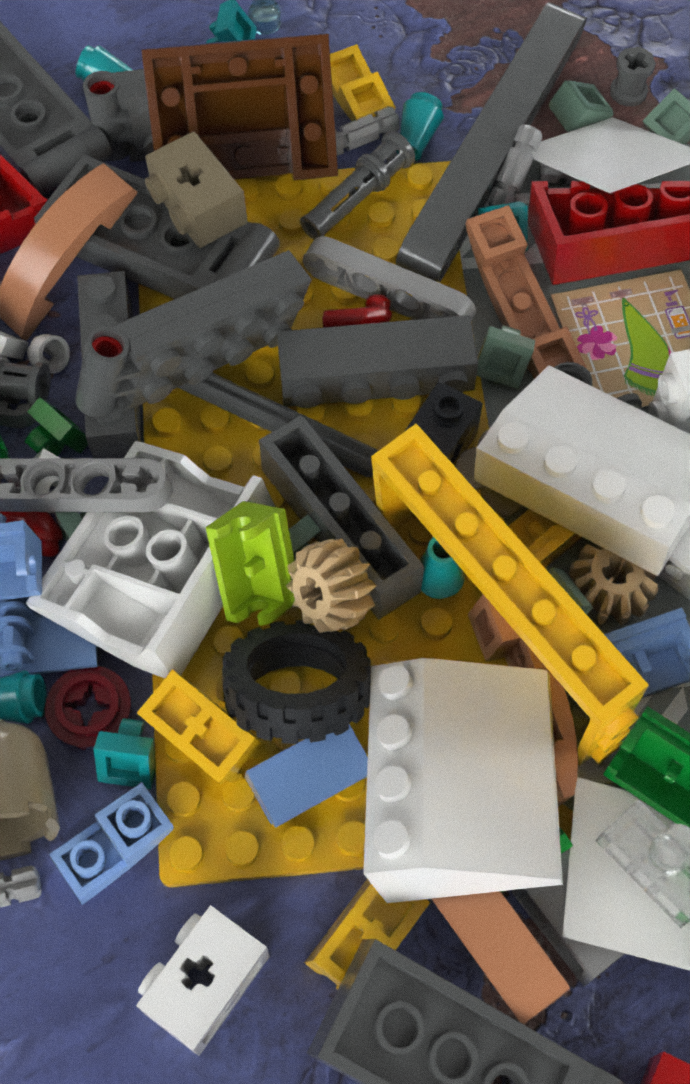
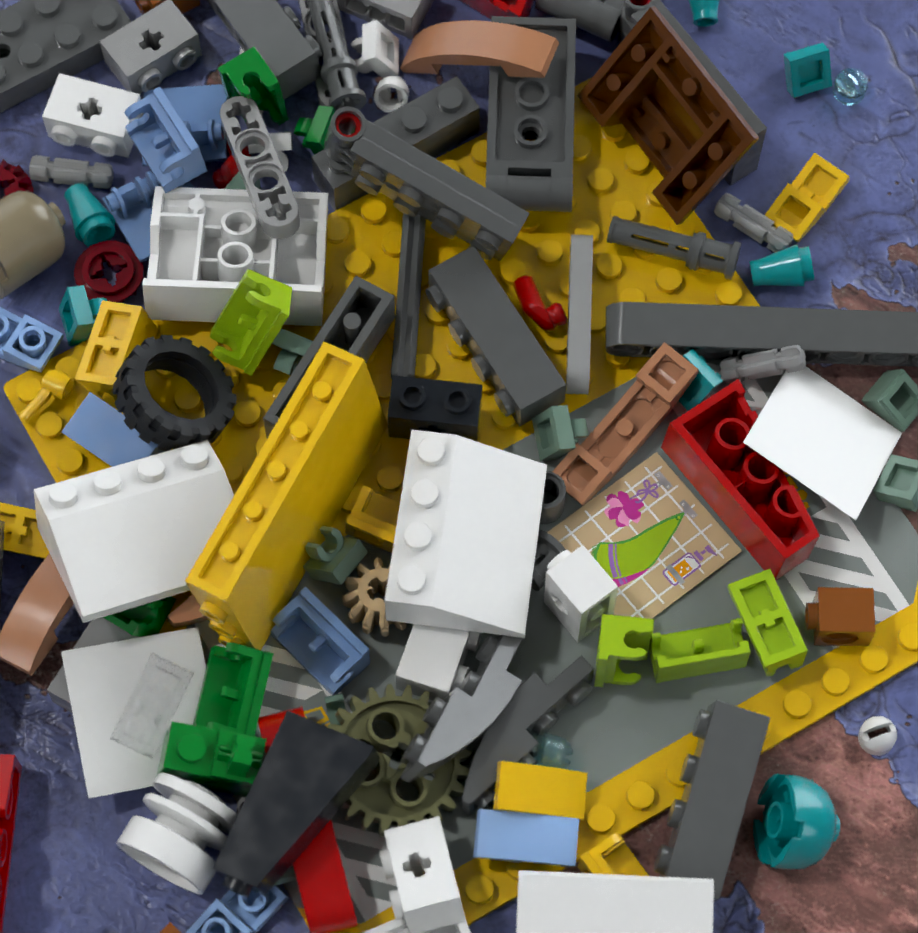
camera: 65 degrees right, 5 degrees up
(195, 190) = (567, 118): dark tan brick -> none
(201, 815) = (53, 383): none -> yellow hand
(331, 585) = (255, 381): tan gear -> none

